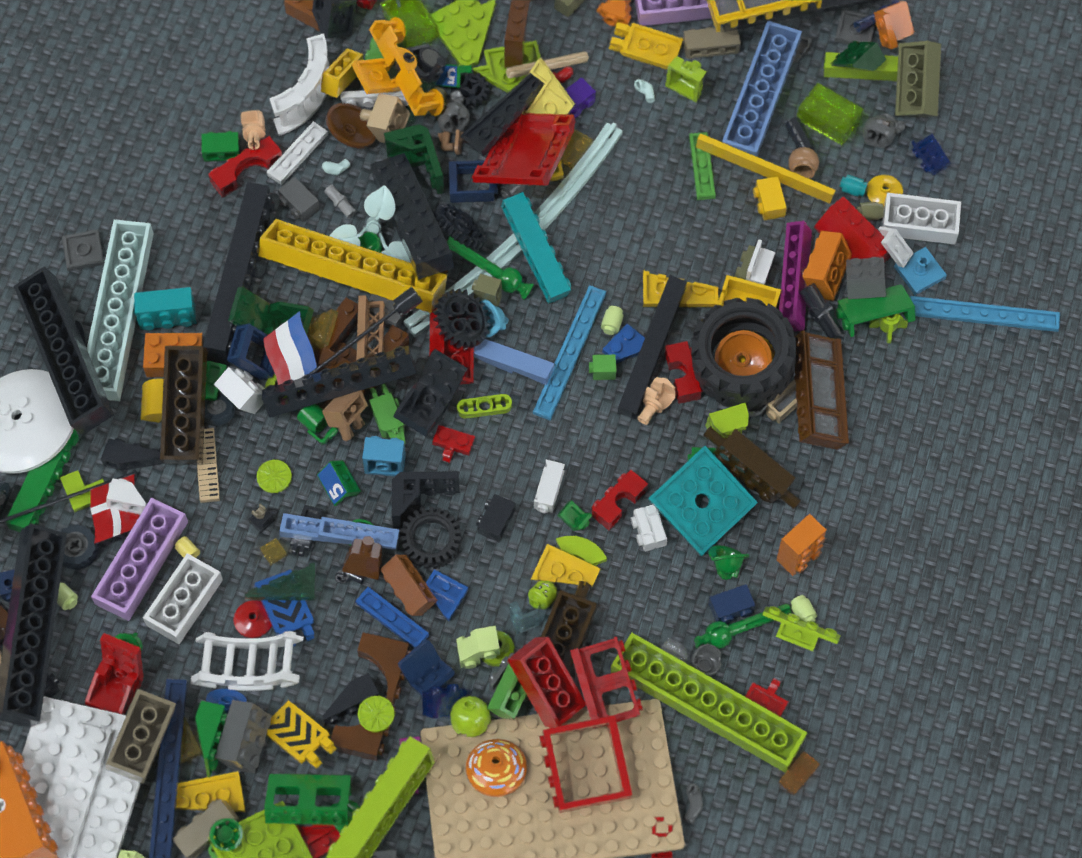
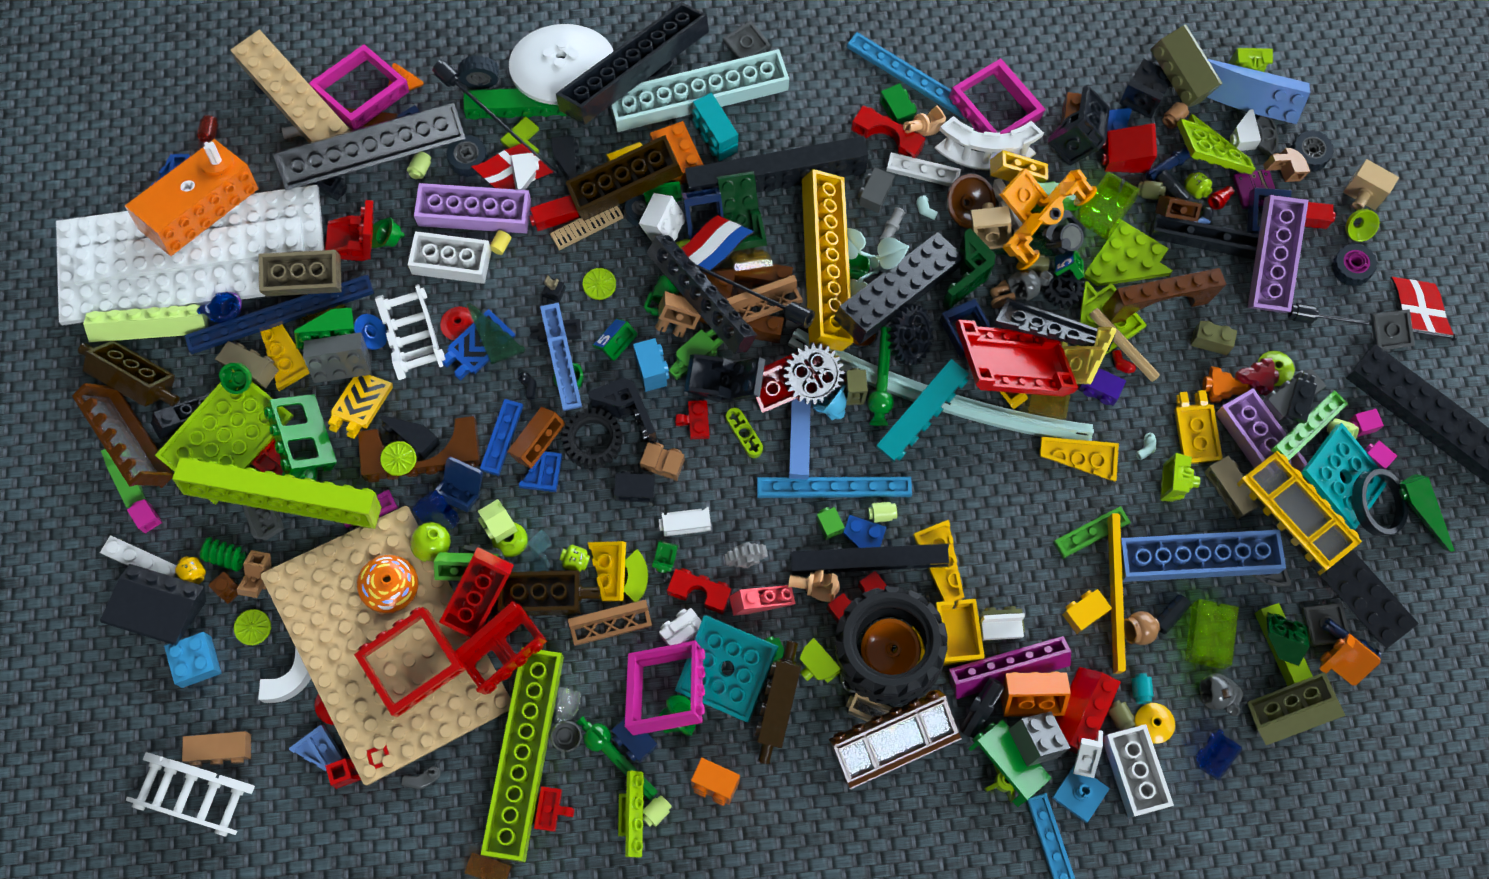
camera: 65 degrees right, 5 degrees up
(137, 827) = (222, 307): none -> clear blue hair
(181, 486) = (553, 213): none -> red brick
(191, 125) = (903, 71): none -> dark azure tile
(255, 43) = (1014, 87): none -> dark pink window
(273, 551) = (527, 312): clear yellow tile -> none
(364, 558) = (544, 387): reddish brown torso -> none
(482, 484) = (662, 461): none -> medium nougat brick
(605, 444) = (746, 555): none -> light grey gear
(609, 583) = (604, 616): none -> medium nougat fence
(633, 139) = (1084, 455): none -> yellow wing
(649, 451) = (761, 599): none -> coral slope
(670, 541) = (655, 656): none -> dark pink window

